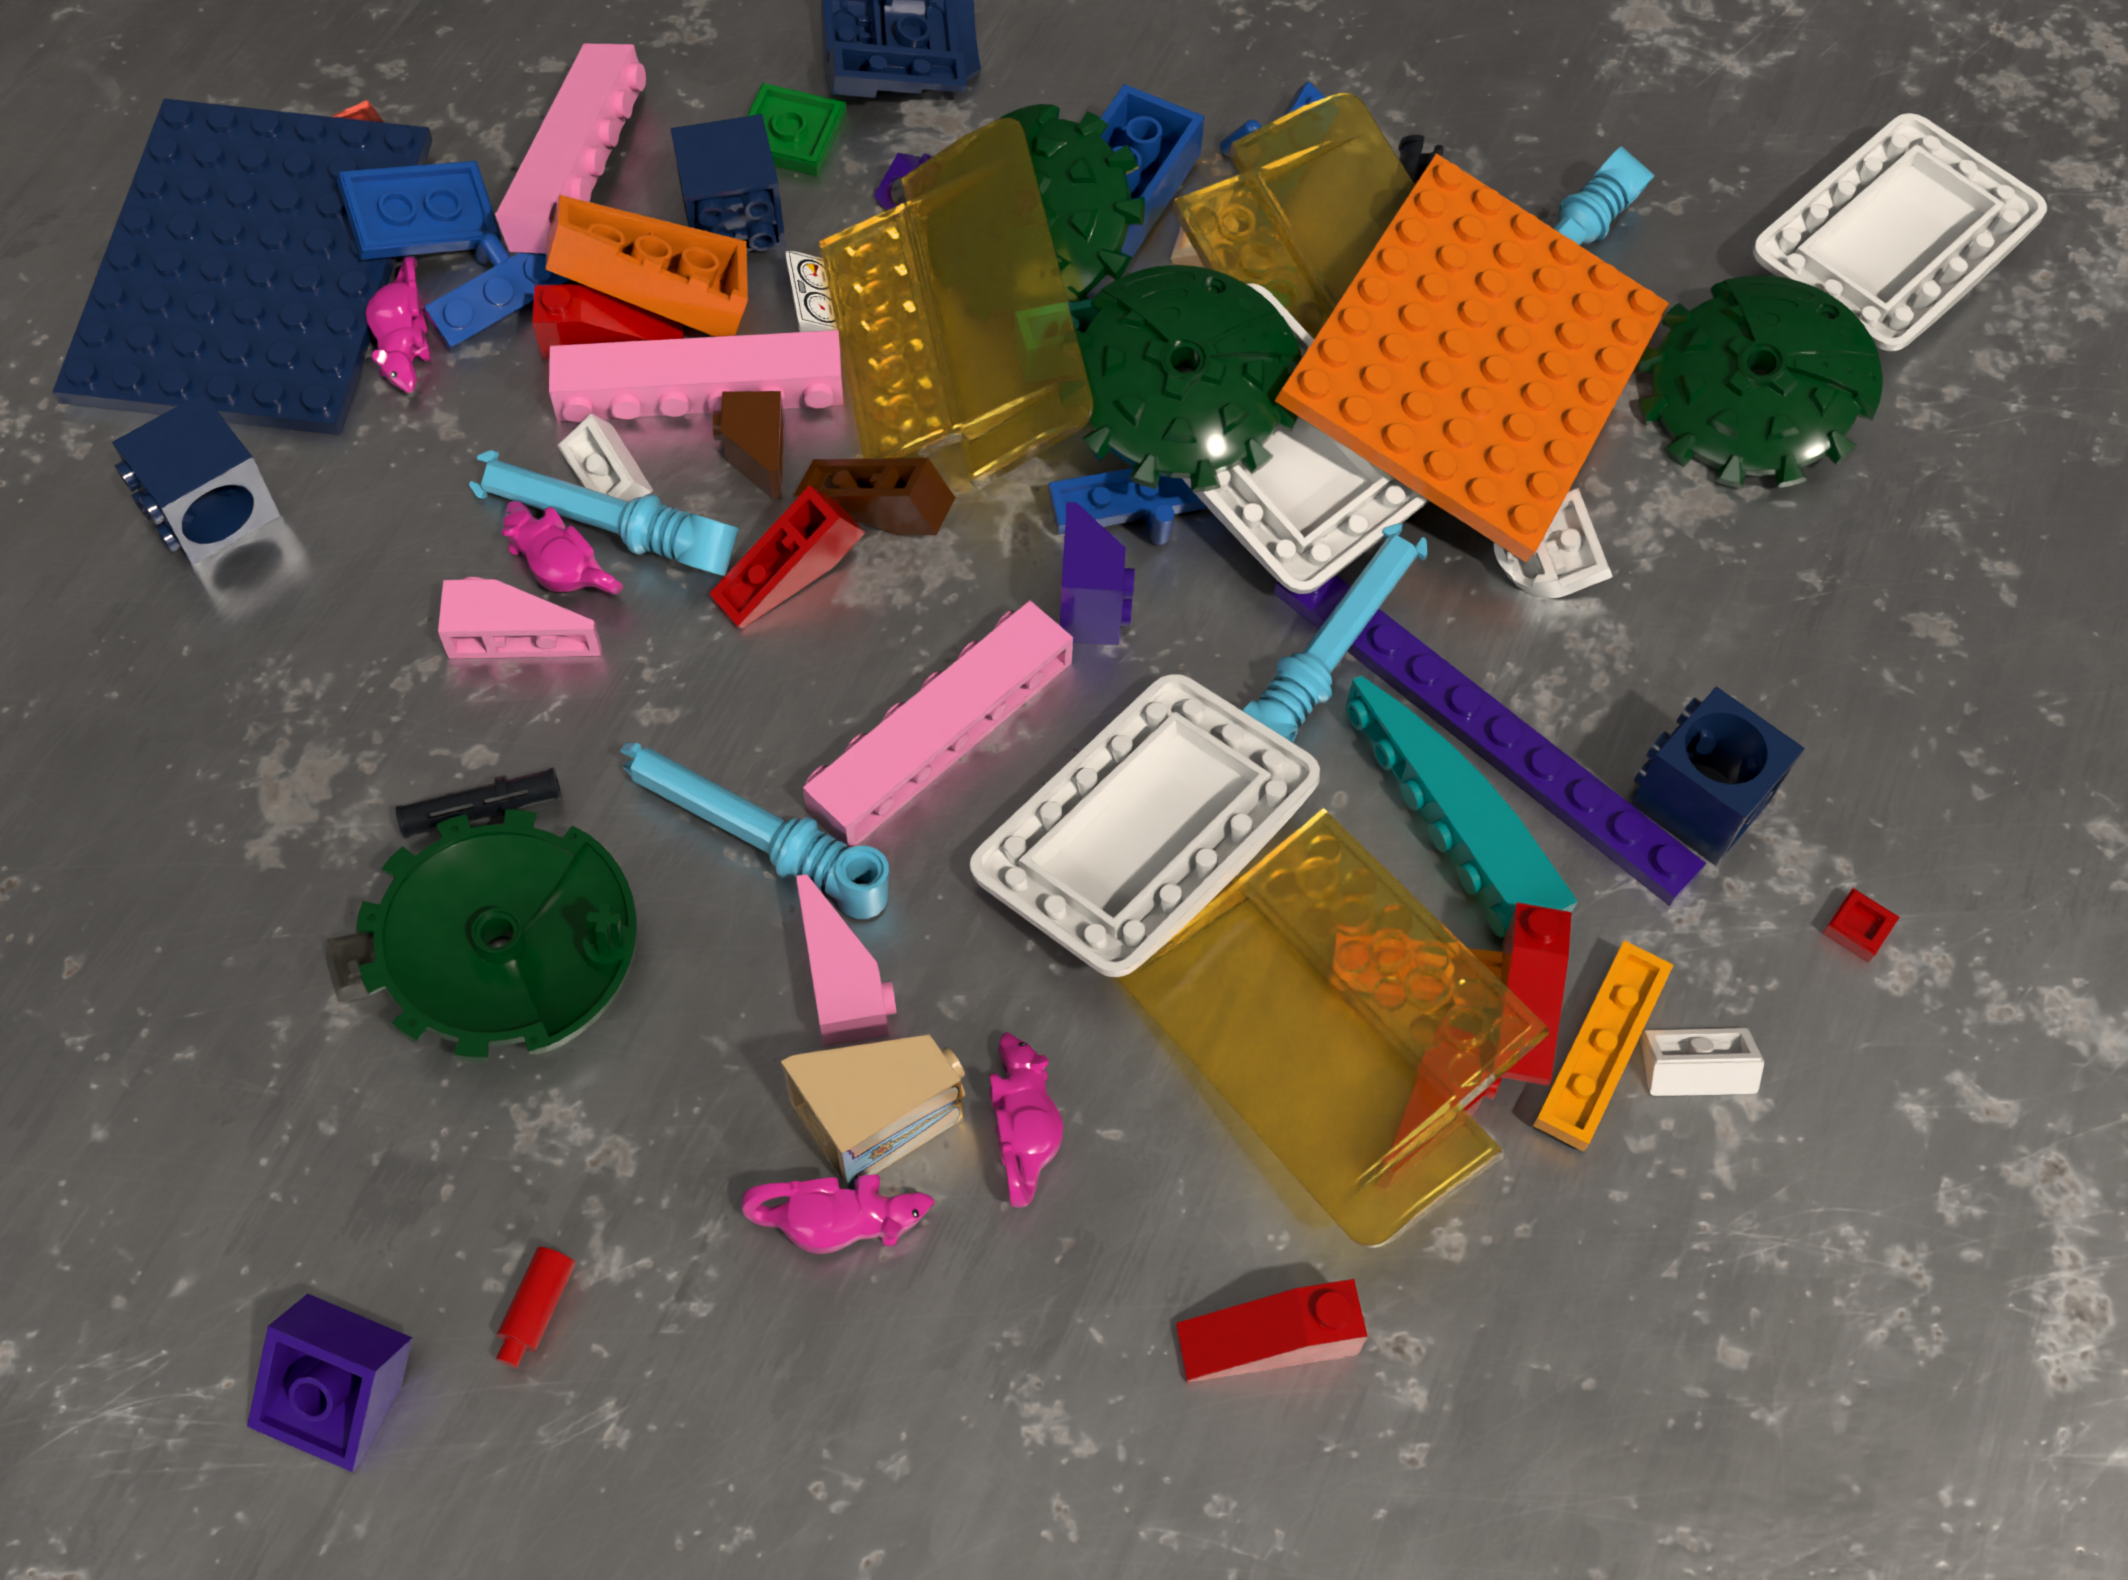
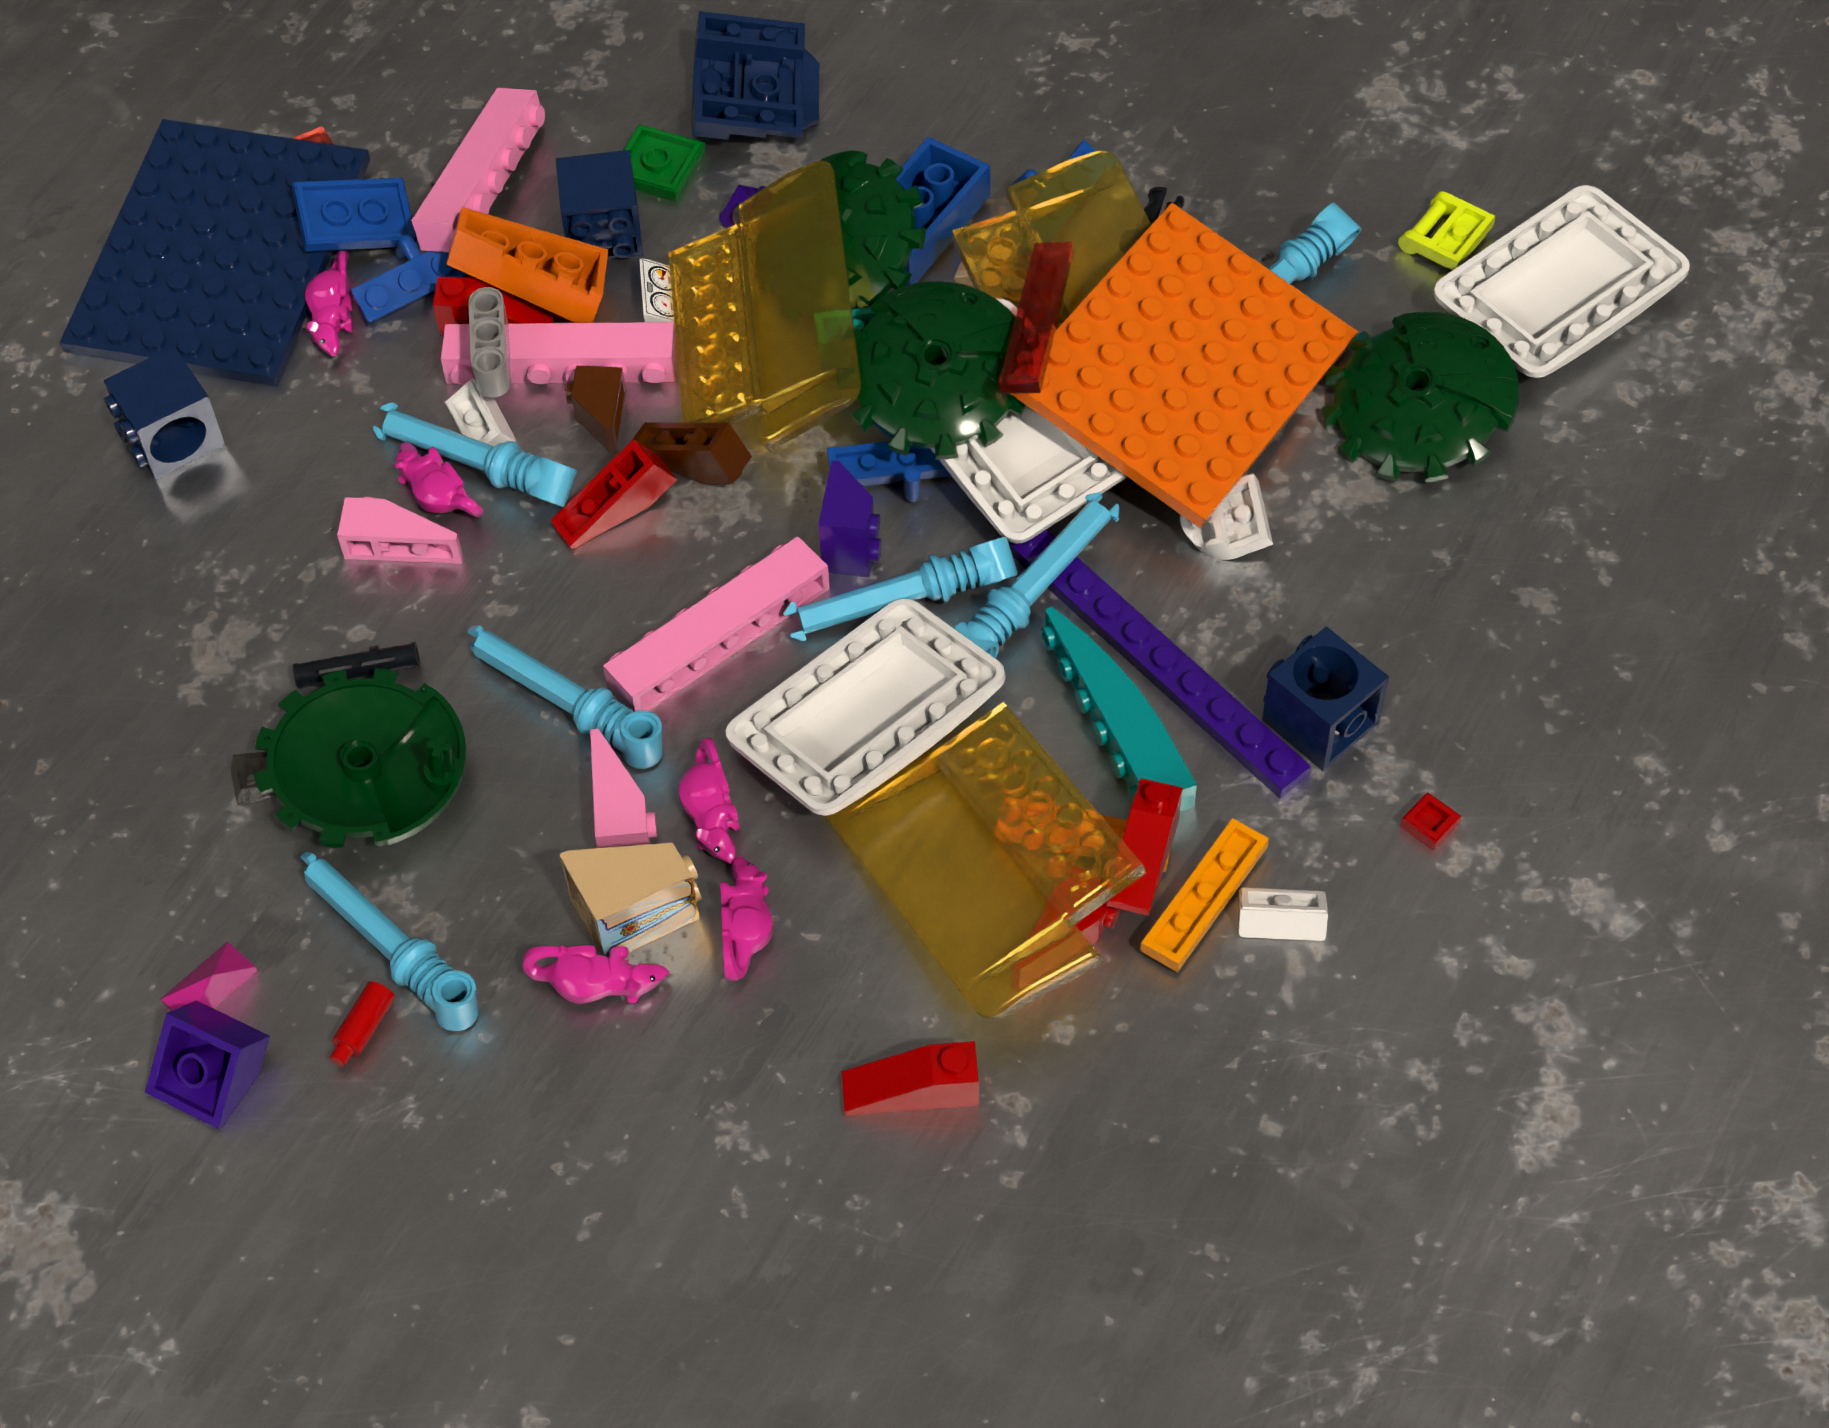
camera: 10 degrees right, 5 degrees down
(323, 1258) = (212, 979): none -> dark pink slope
(593, 1212) = (412, 961): none -> medium azure piece
(610, 367) = (489, 342): none -> light grey beam
(952, 957) = (707, 802): none -> dark pink animal
(1207, 646) = (934, 579): none -> medium azure piece
(1301, 308) = (1036, 318): none -> clear red tile
(1762, 181) = (1456, 236): none -> neon yellow plate

